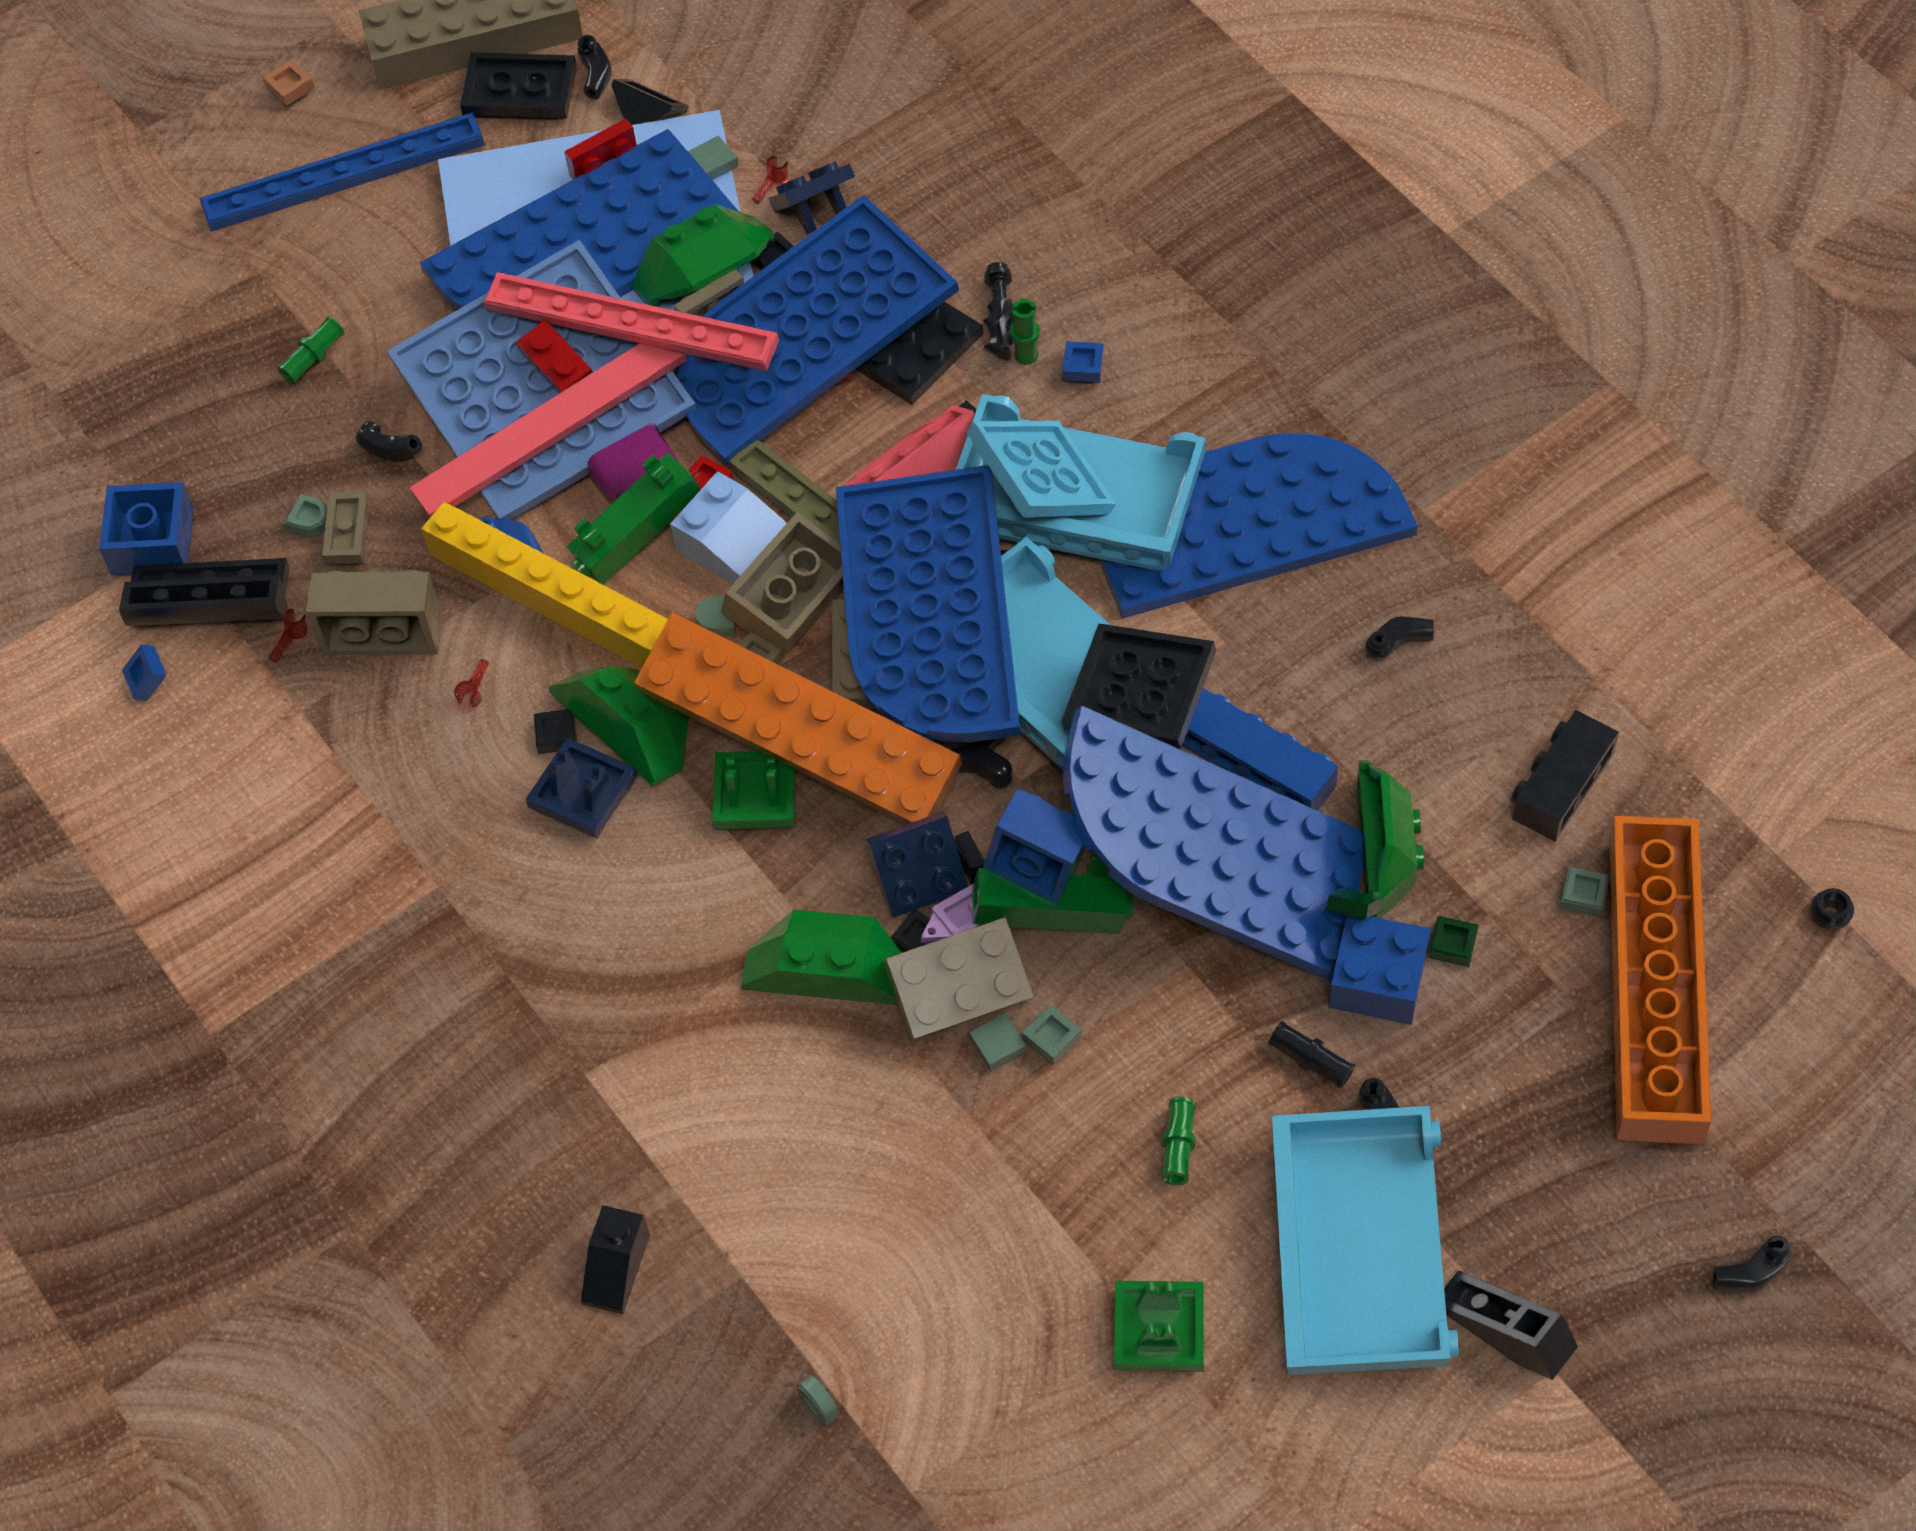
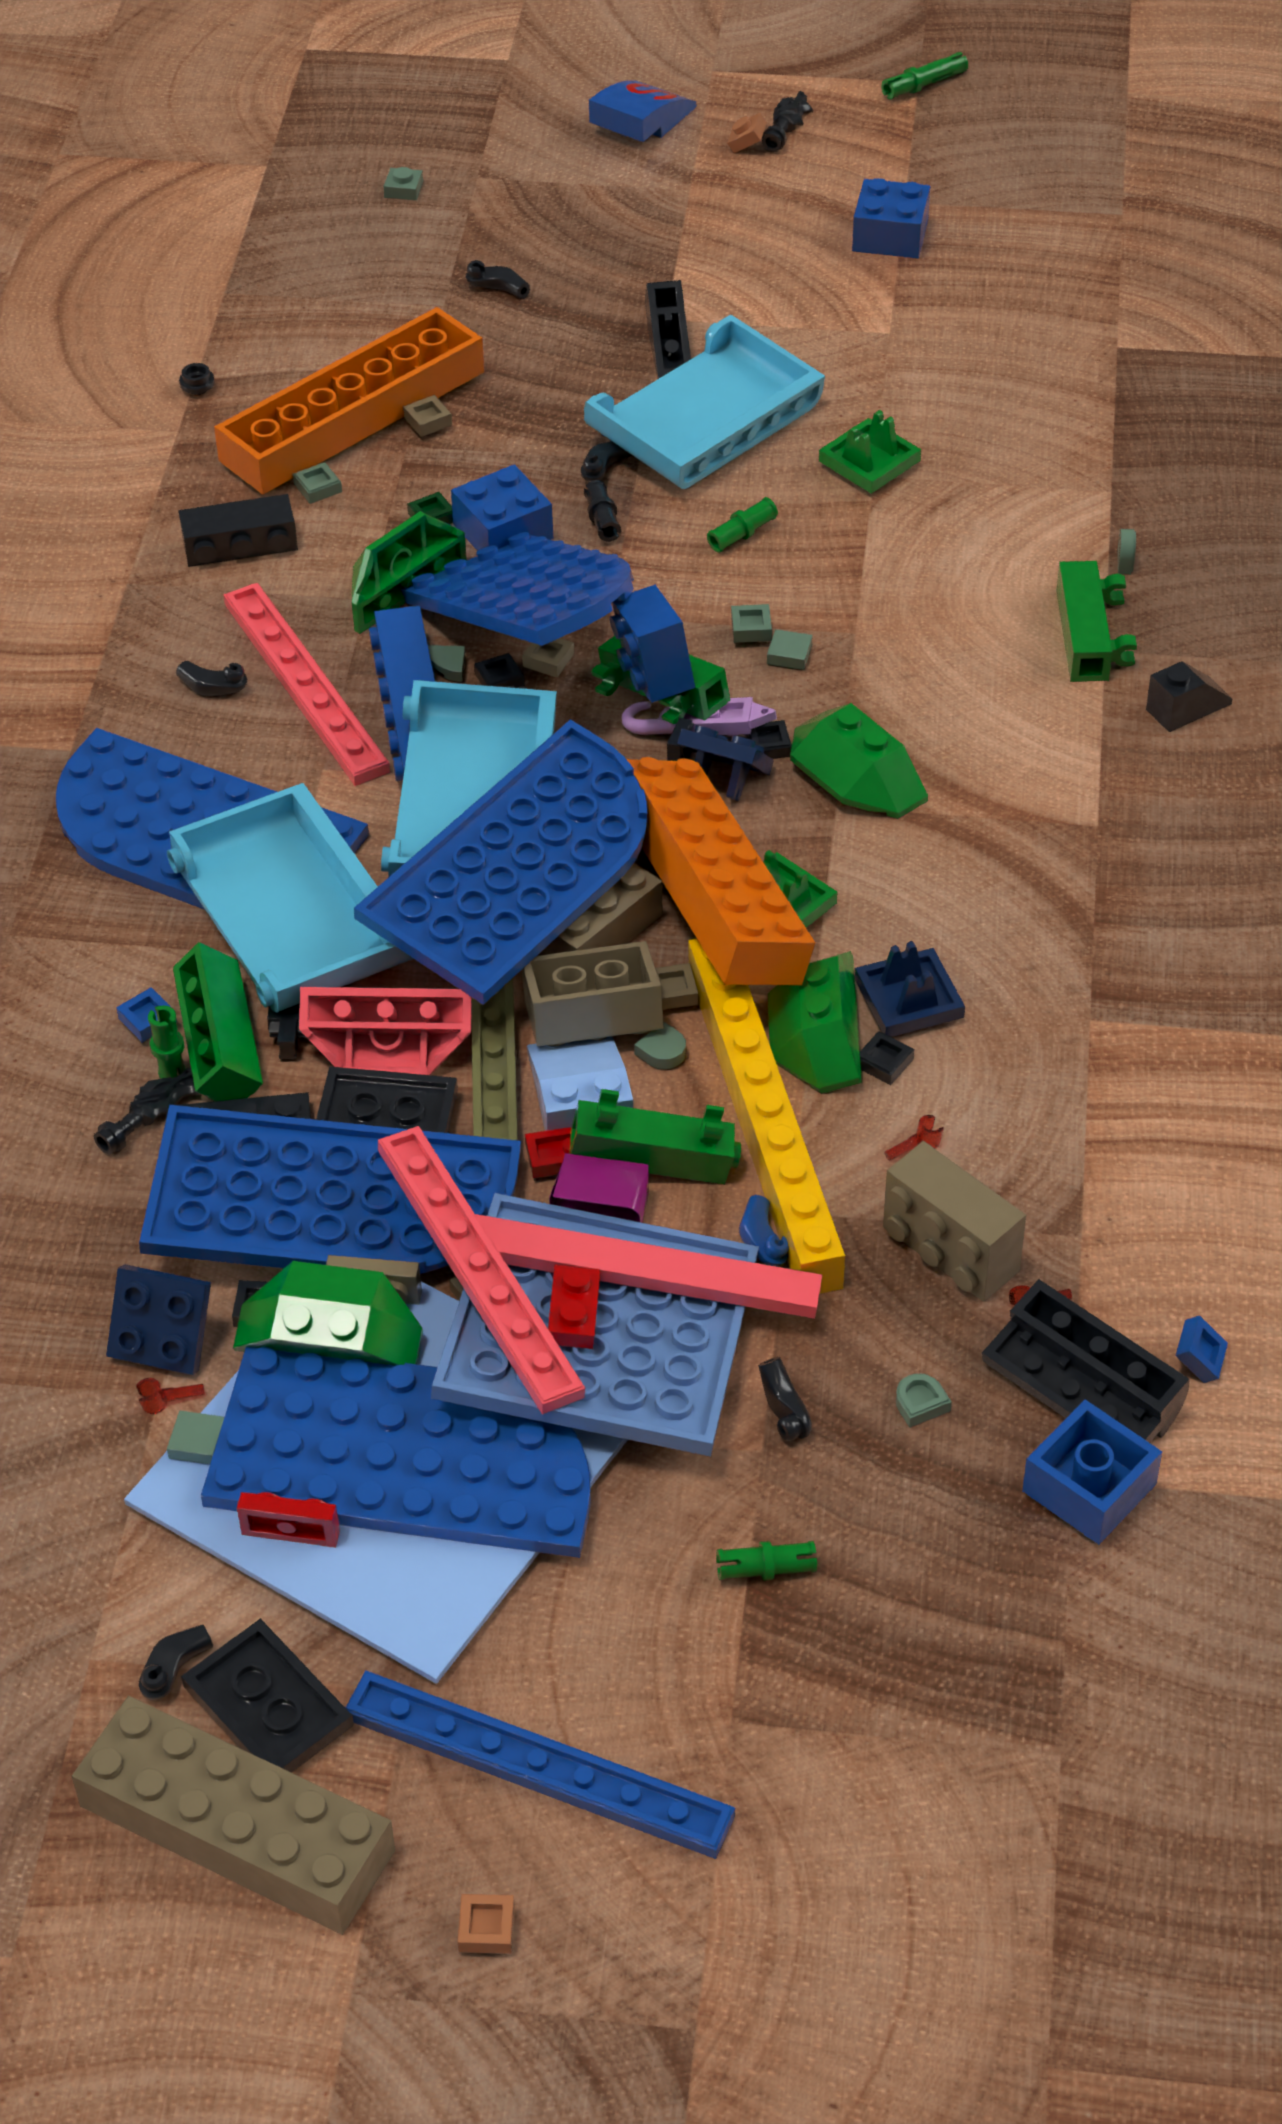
camera: 140 degrees left, 10 degrees down
(346, 528) = (899, 1350): dark tan plate -> none
(642, 104) = (173, 1569): black slope -> none
(775, 1272) = (1085, 621): none -> green brick
(846, 424) = (388, 1099): none -> black plate
(957, 979) = (785, 667): dark tan brick -> none
(1008, 371) = (217, 1025): none -> green brick
(1040, 468) = (315, 893): medium azure plate -> none
(1143, 680) = (457, 683): black plate -> none
(1350, 701) = (307, 684): none -> coral tile
(1353, 903) = (479, 525): dark green tile -> none
(1587, 1034) = (427, 415): none -> dark tan plate

